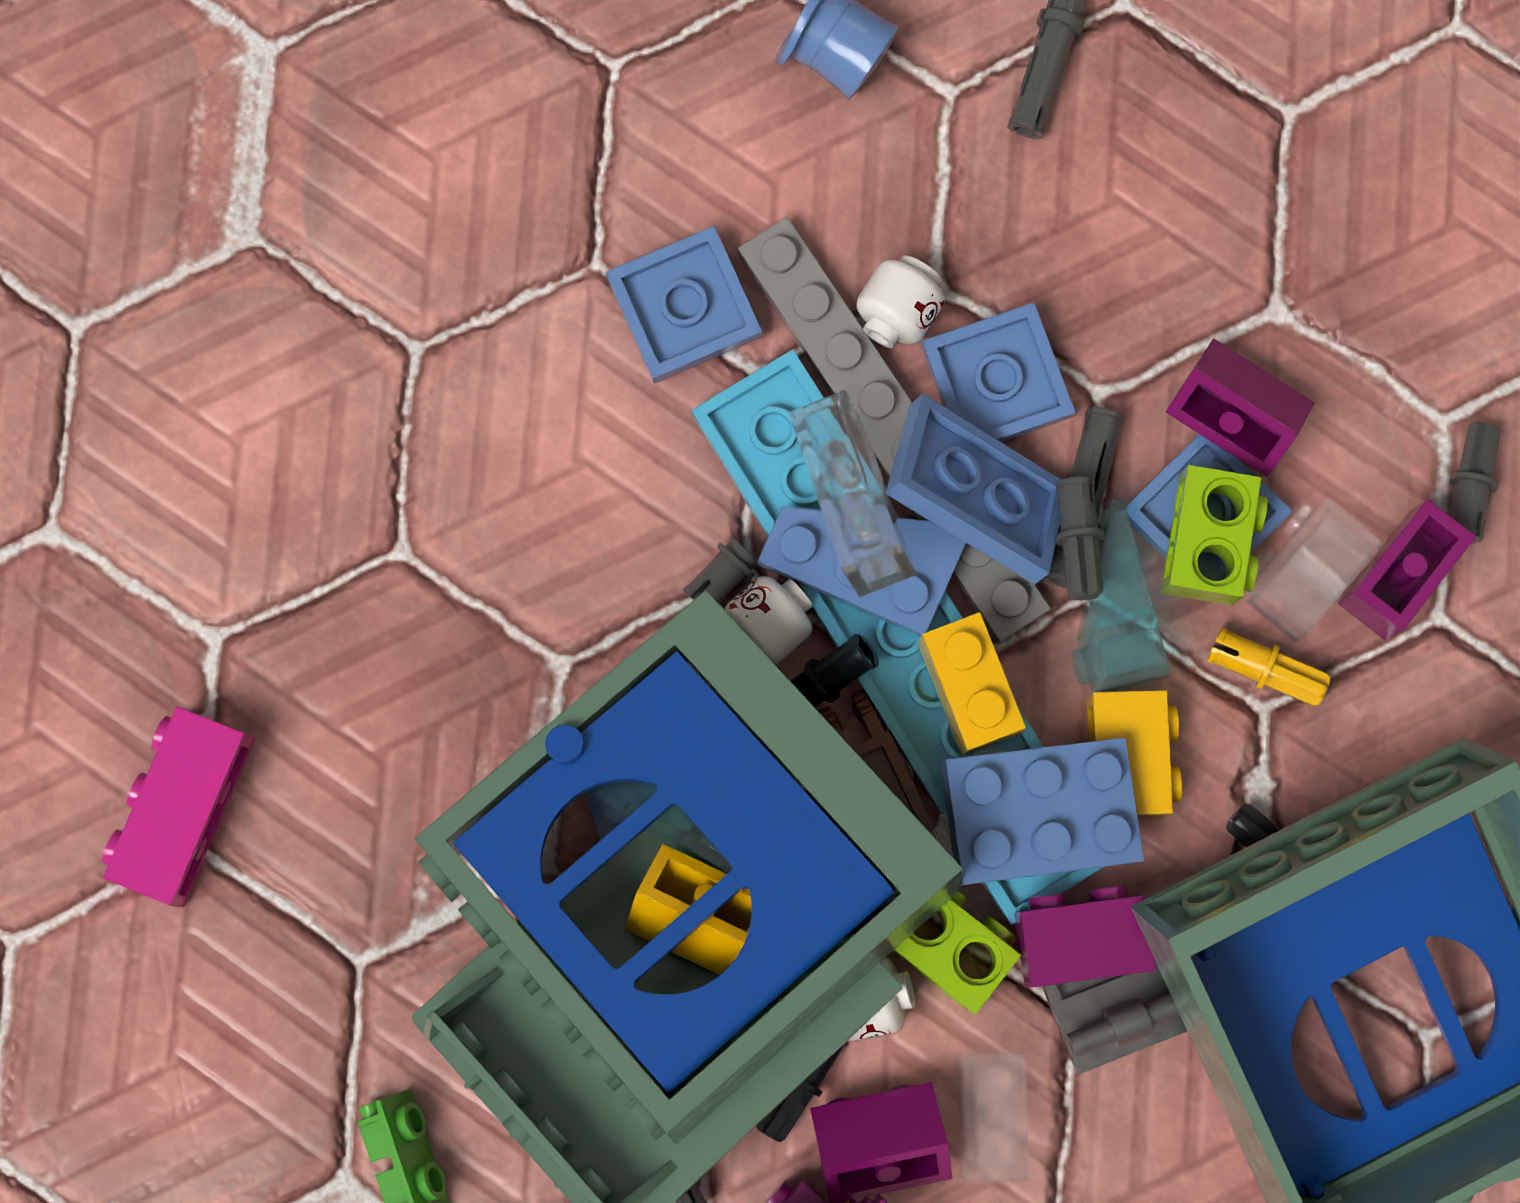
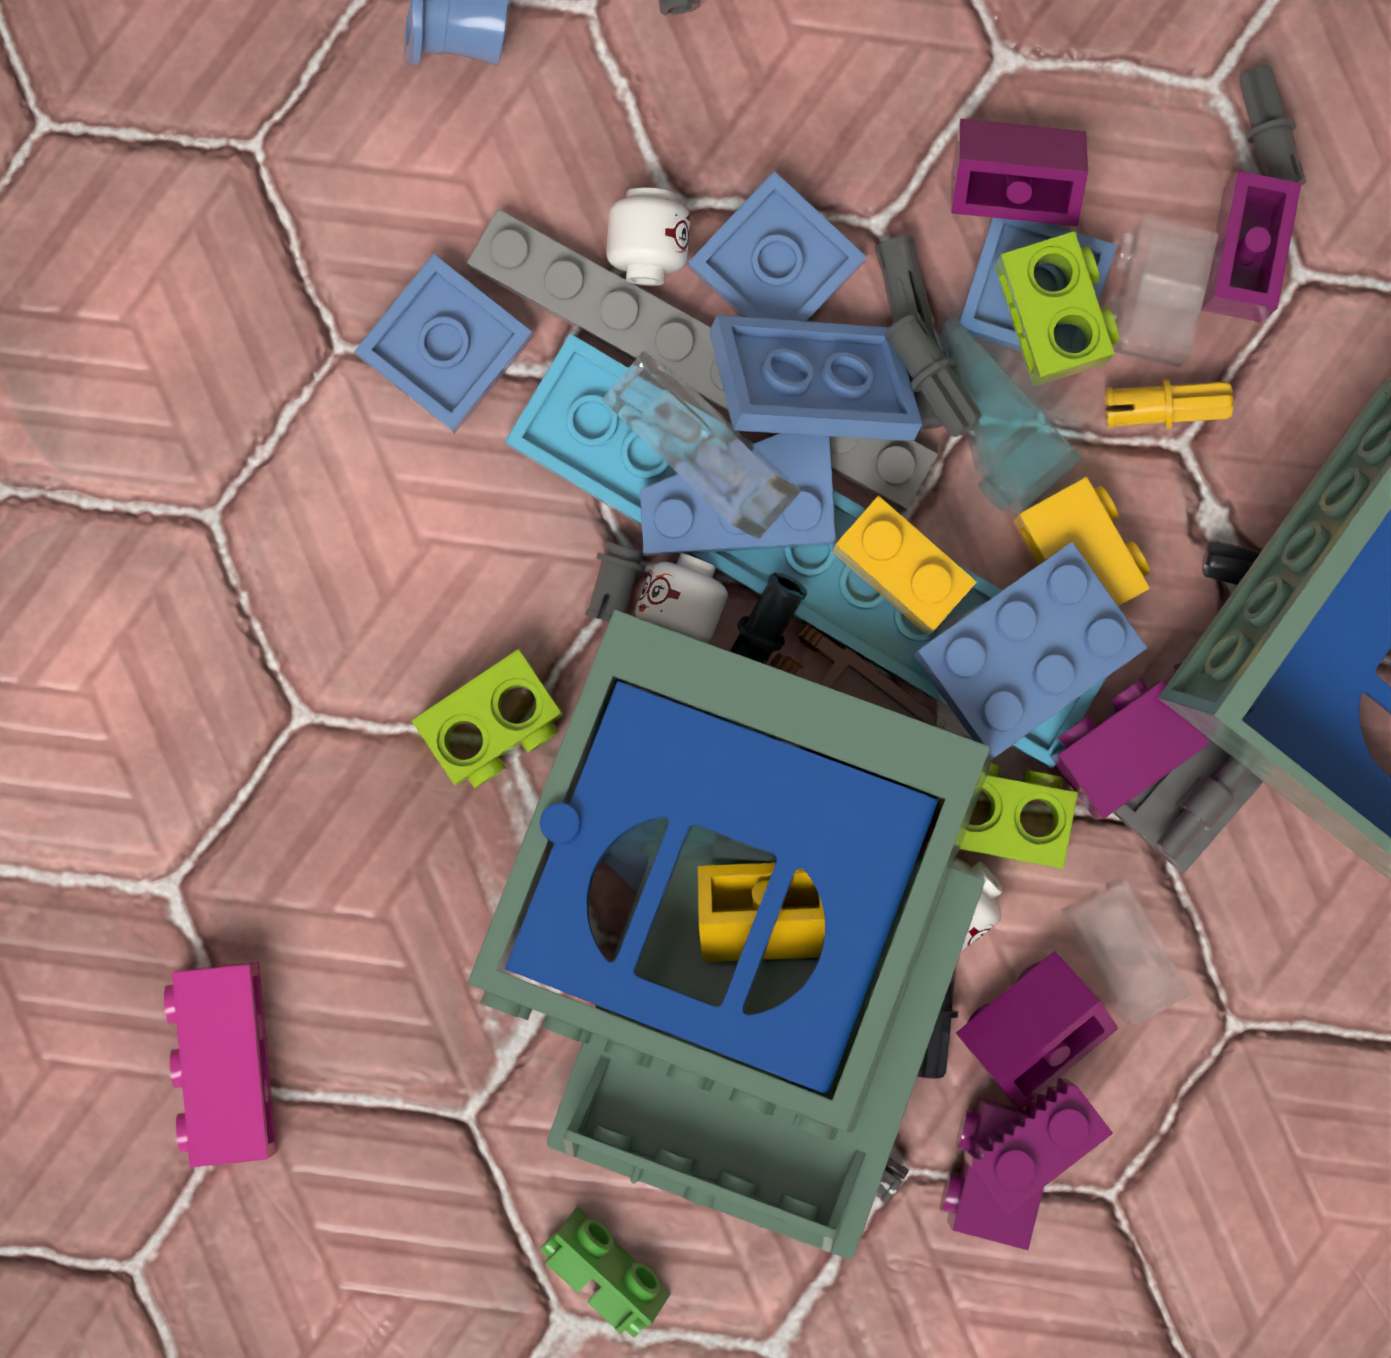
camera: 25 degrees left, 5 degrees up
(555, 618) = (481, 705): none -> lime brick

